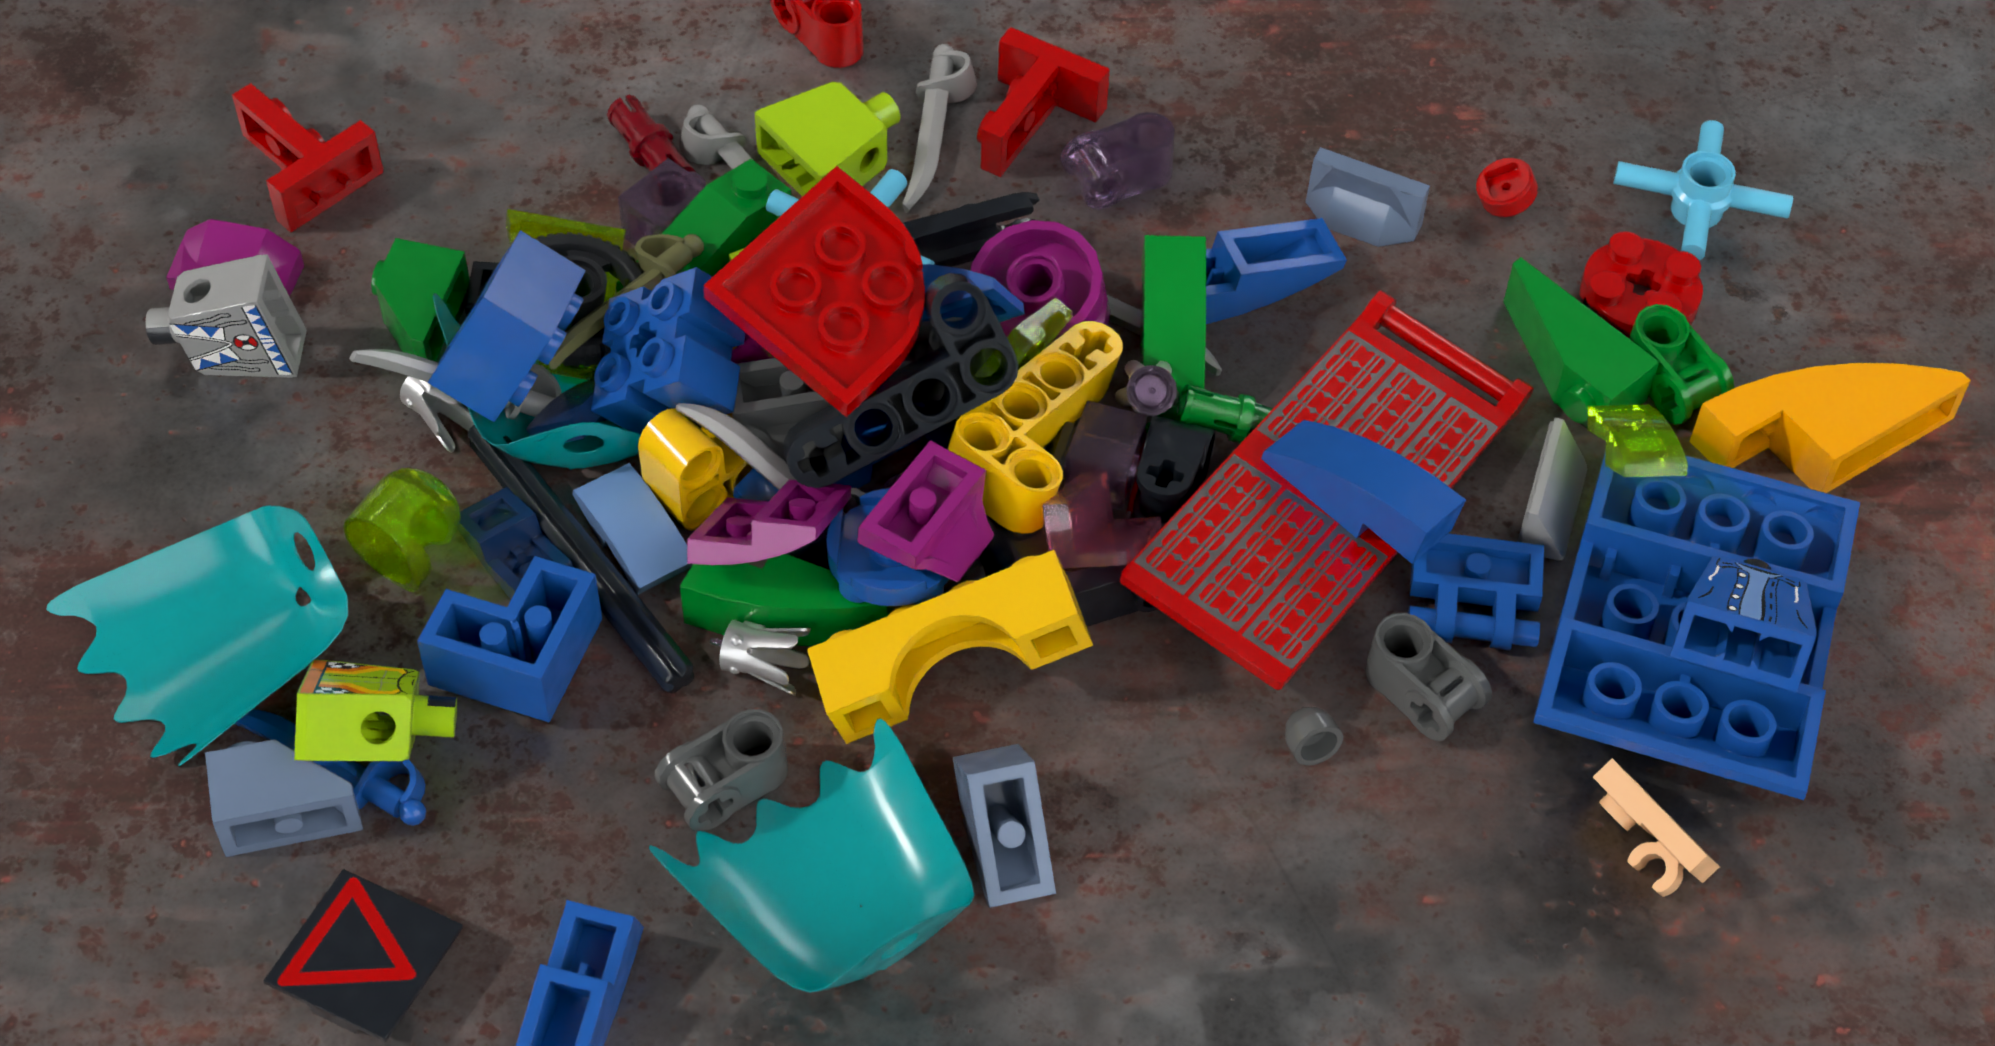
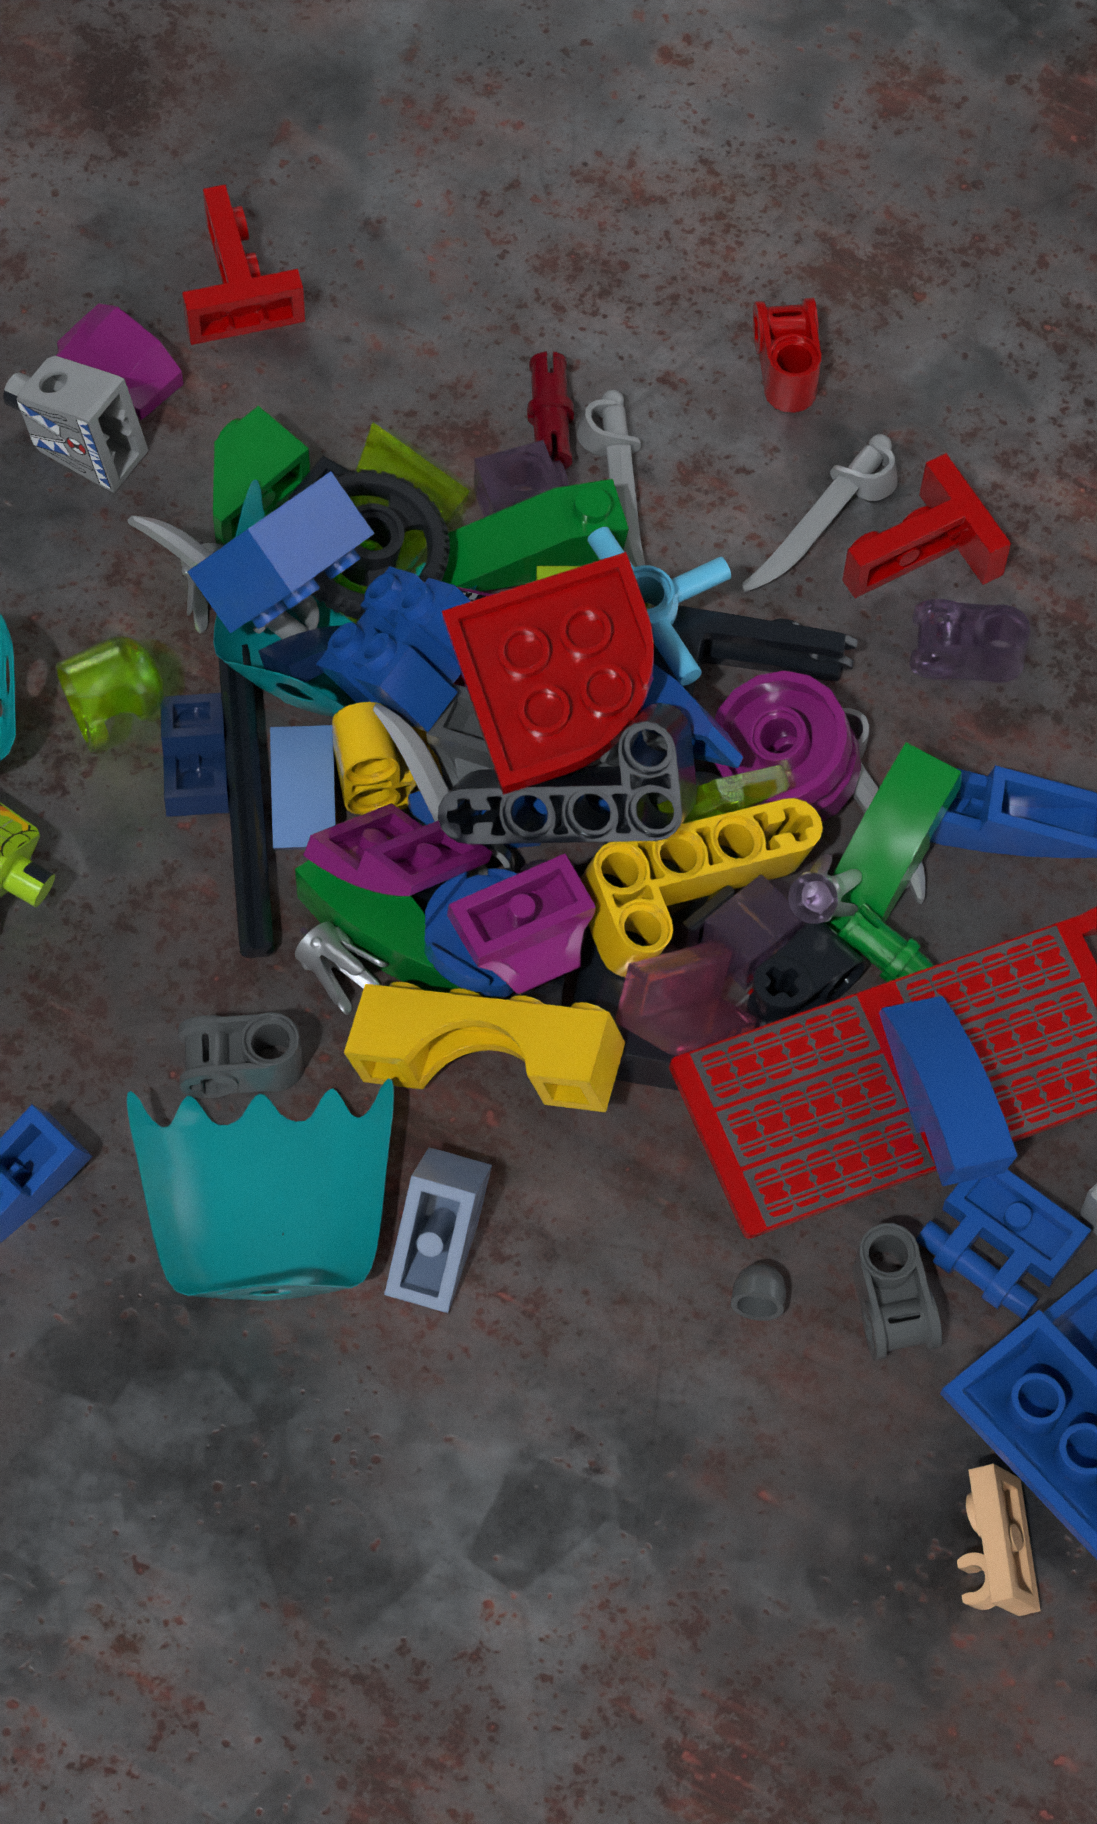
camera: 30 degrees right, 10 degrees up
(518, 652) = (136, 860): blue brick -> none
(659, 258) = (469, 542): olive sword -> none
(825, 130) = (709, 488): lime torso -> none

